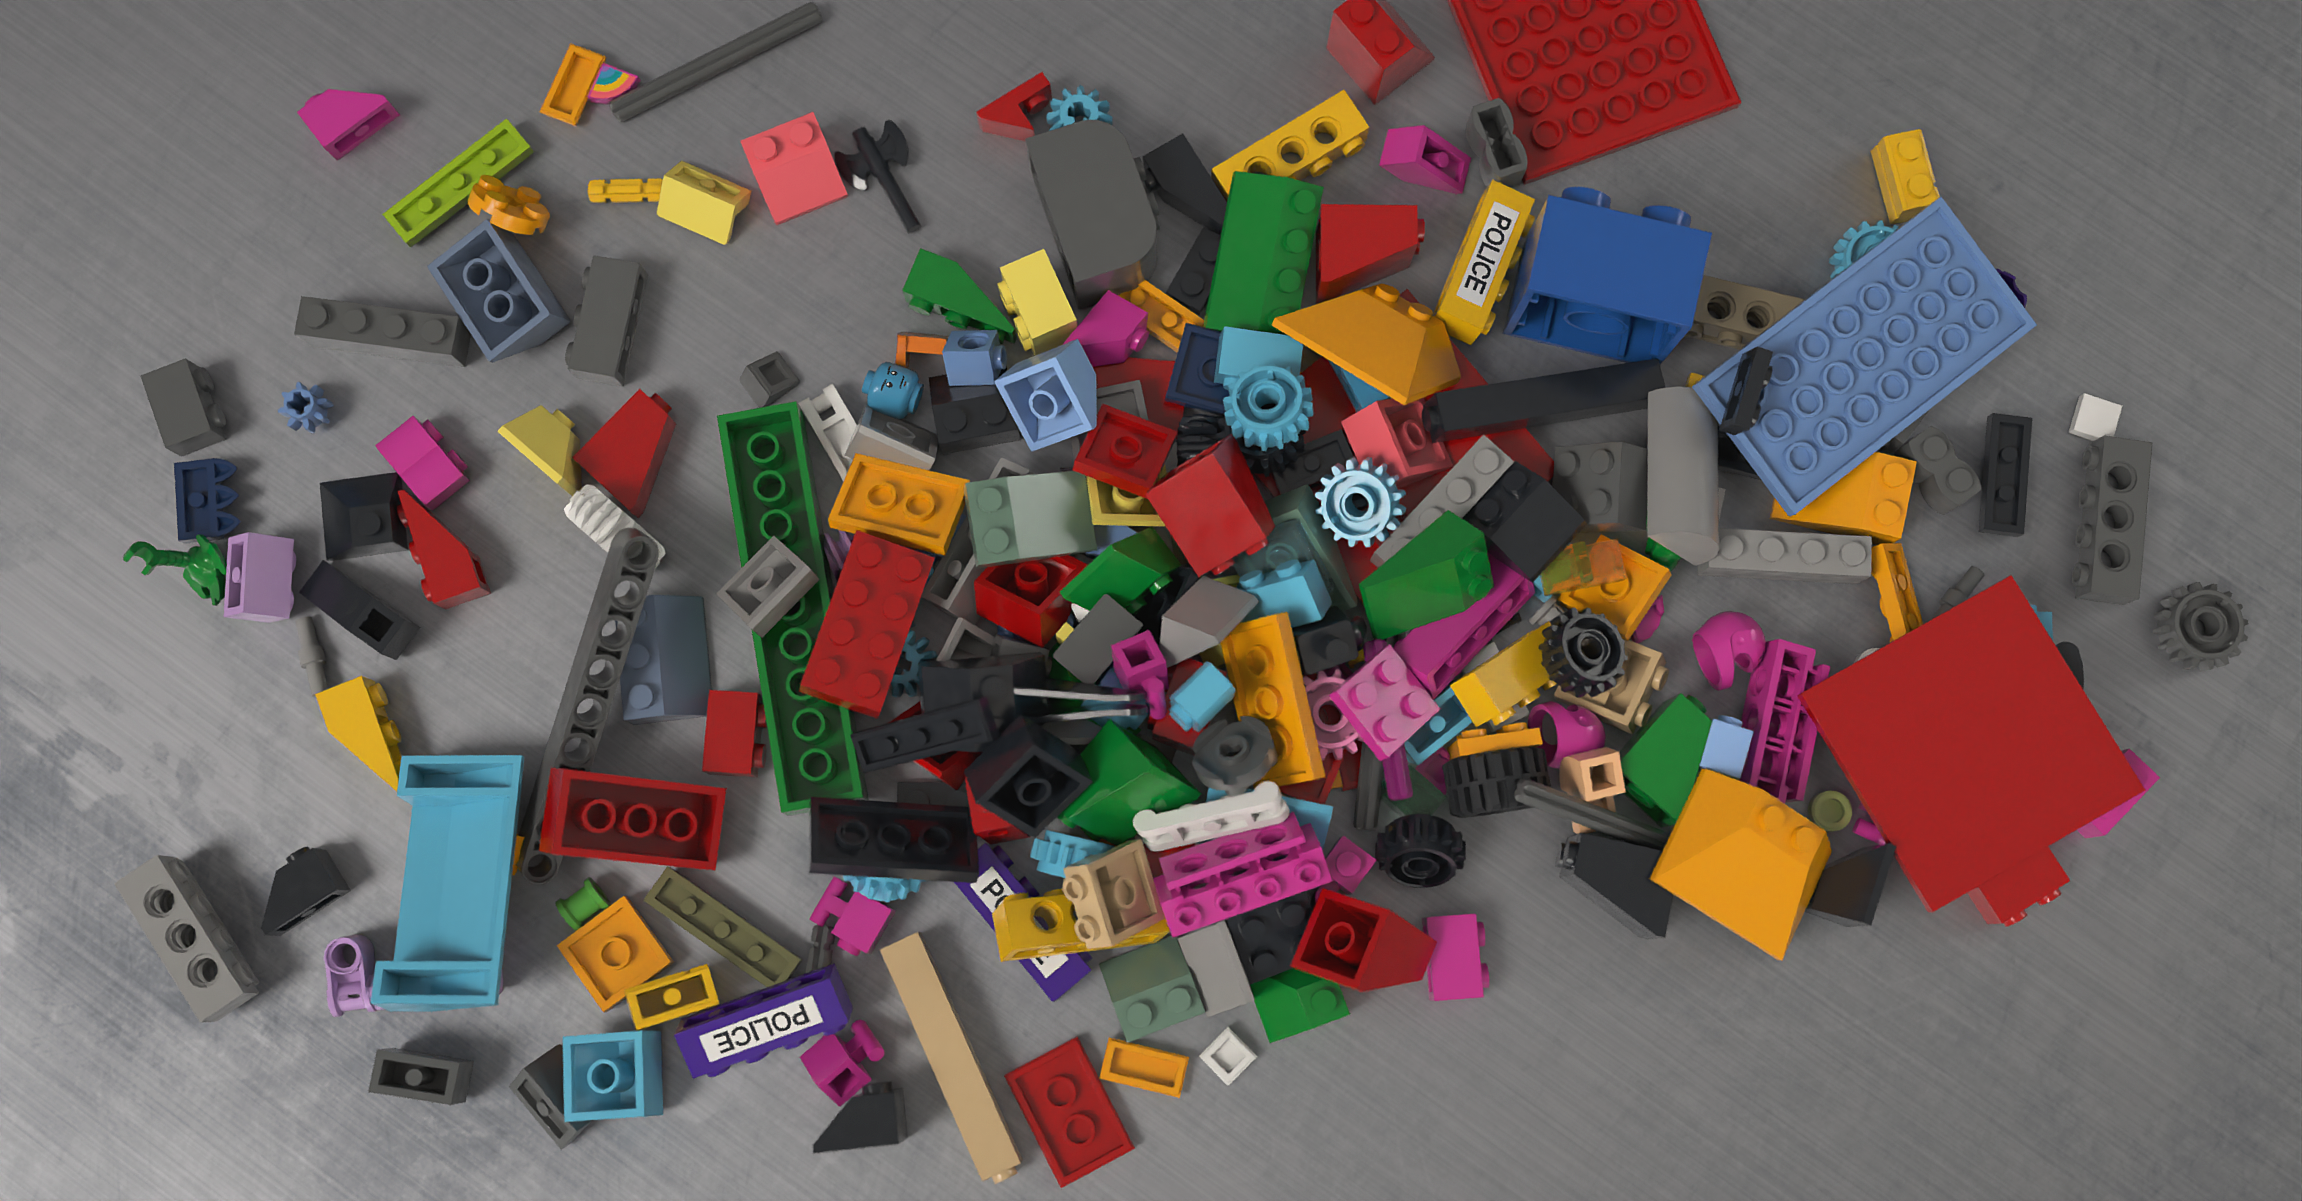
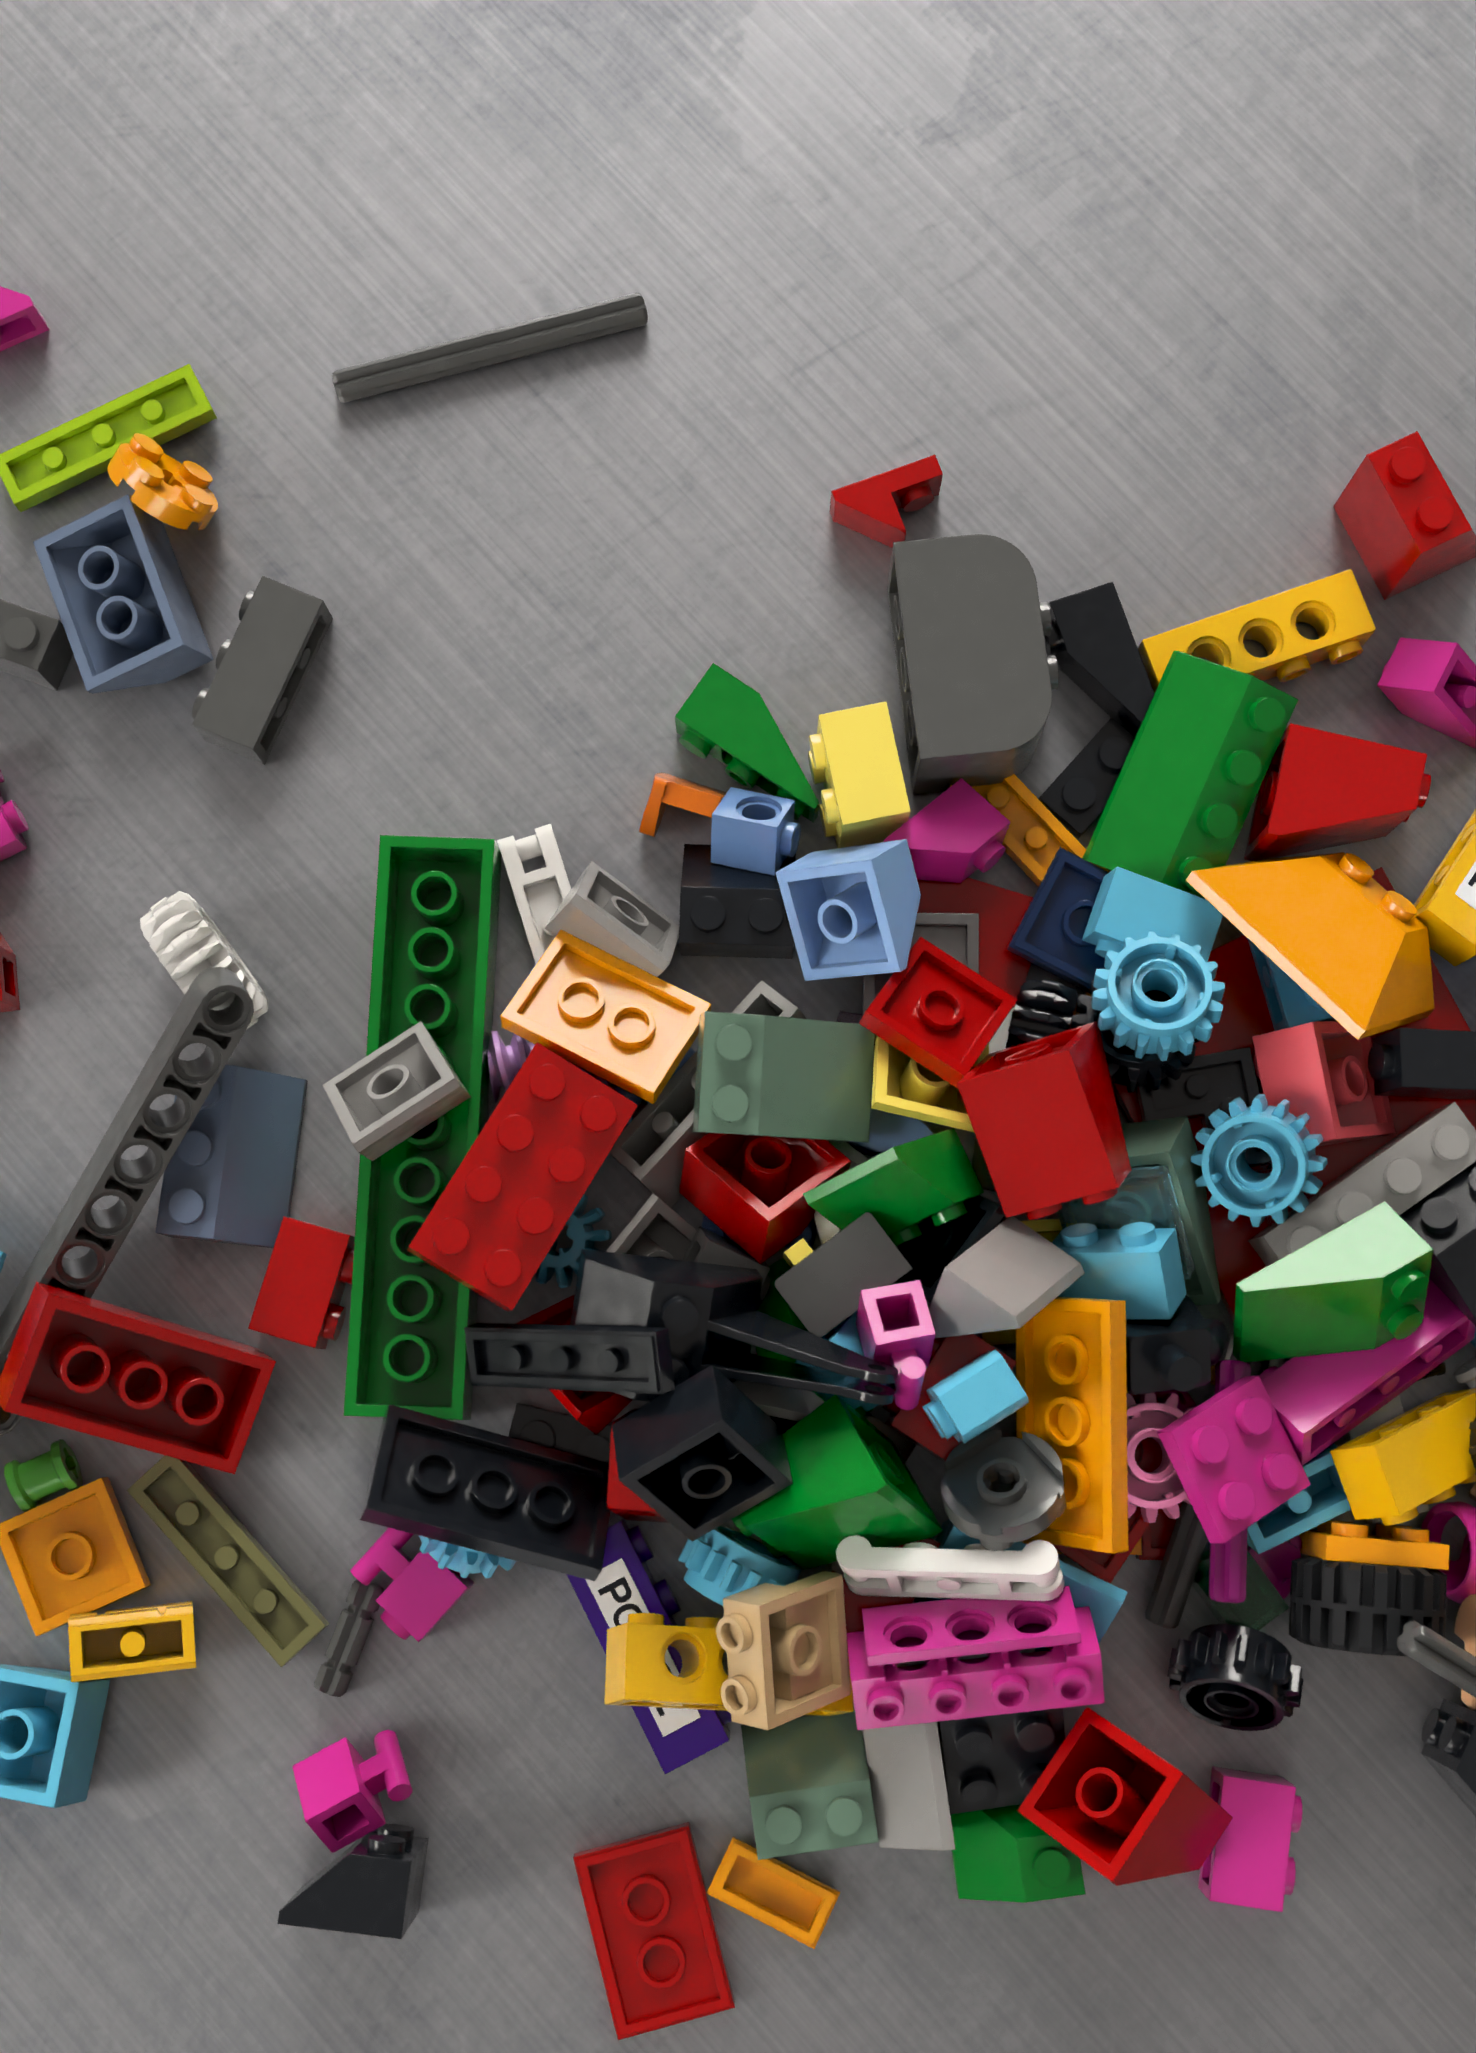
camera: 15 degrees right, 0 degrees up
(548, 444) = (141, 825): light yellow slope -> none
(572, 84) = (290, 337): light orange tile -> none
(611, 84) = (341, 348): tile -> none
(624, 190) = (330, 497): yellow axle -> none
(630, 450) = (252, 856): red slope -> none
(701, 201) = (427, 533): light yellow panel -> none
(764, 1022) = (255, 1706): dark purple brick -> none
(768, 379) = (464, 798): dark grey slope -> none
(794, 168) = (564, 515): coral slope -> none
(874, 159) = (676, 526): black piece -> none
(893, 390) = (631, 852): dark azure head -> none
(952, 1058) = (506, 1819): tan brick -> none
(1075, 105) = (974, 512): medium azure gear -> none
(1228, 1056) = (895, 1903): white tile -> none
(1347, 867) = (1128, 1674): dark pink brick -> none

